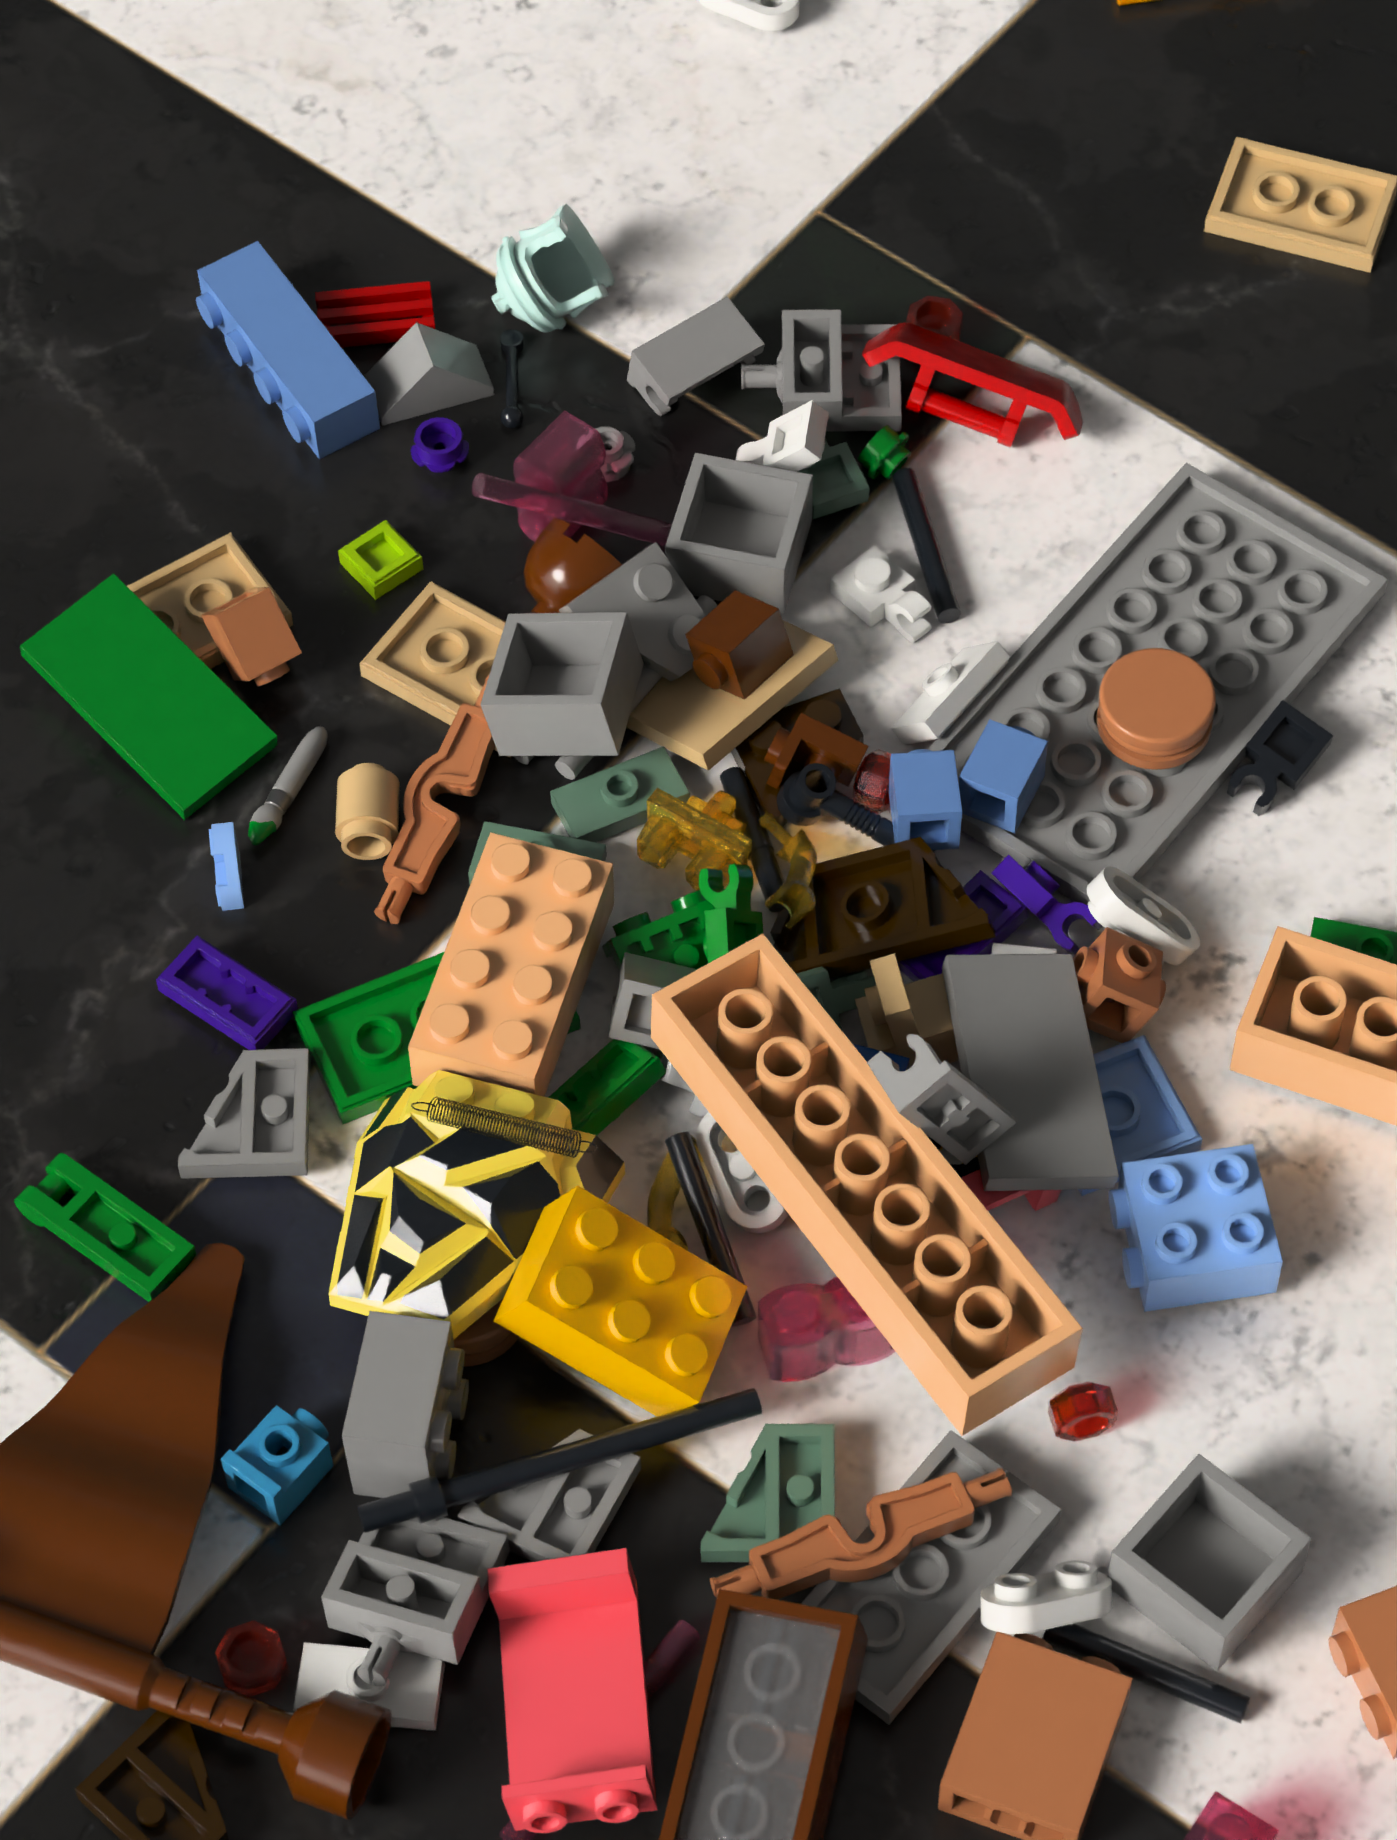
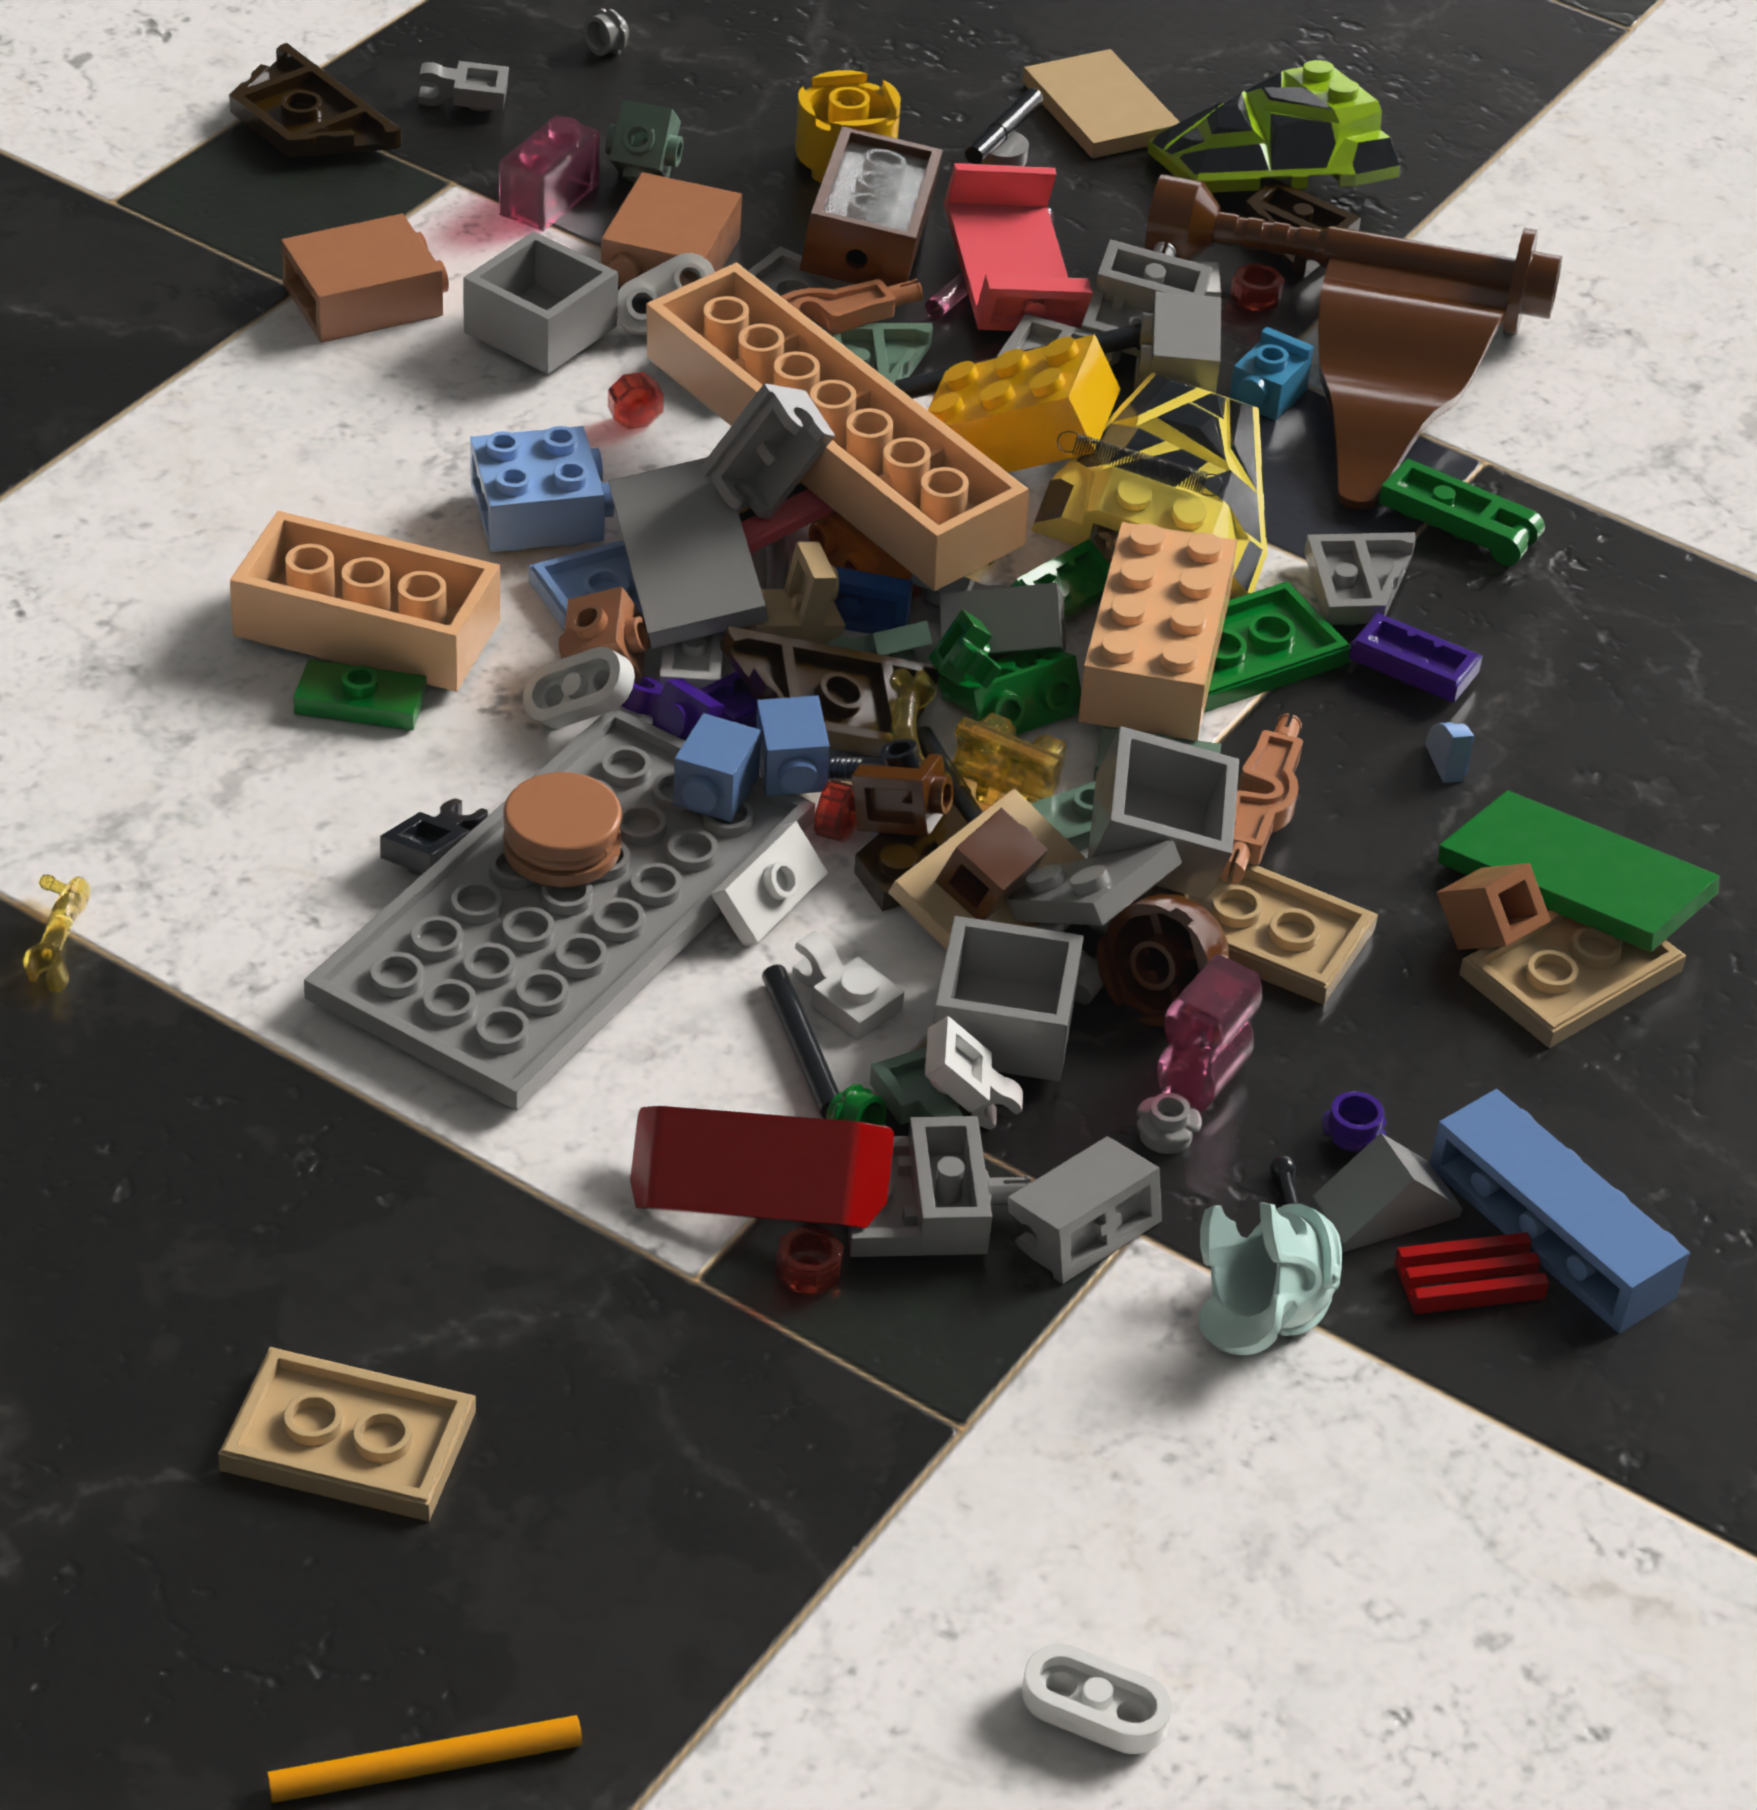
camera: 170 degrees right, 15 degrees down
(269, 816) = (1415, 823): light grey piece -> none
(367, 811) = (1330, 783): tan brick -> none
(380, 559) = (1386, 1022): lime tile -> none
(570, 509) = (1182, 973): clear pink bar -> none

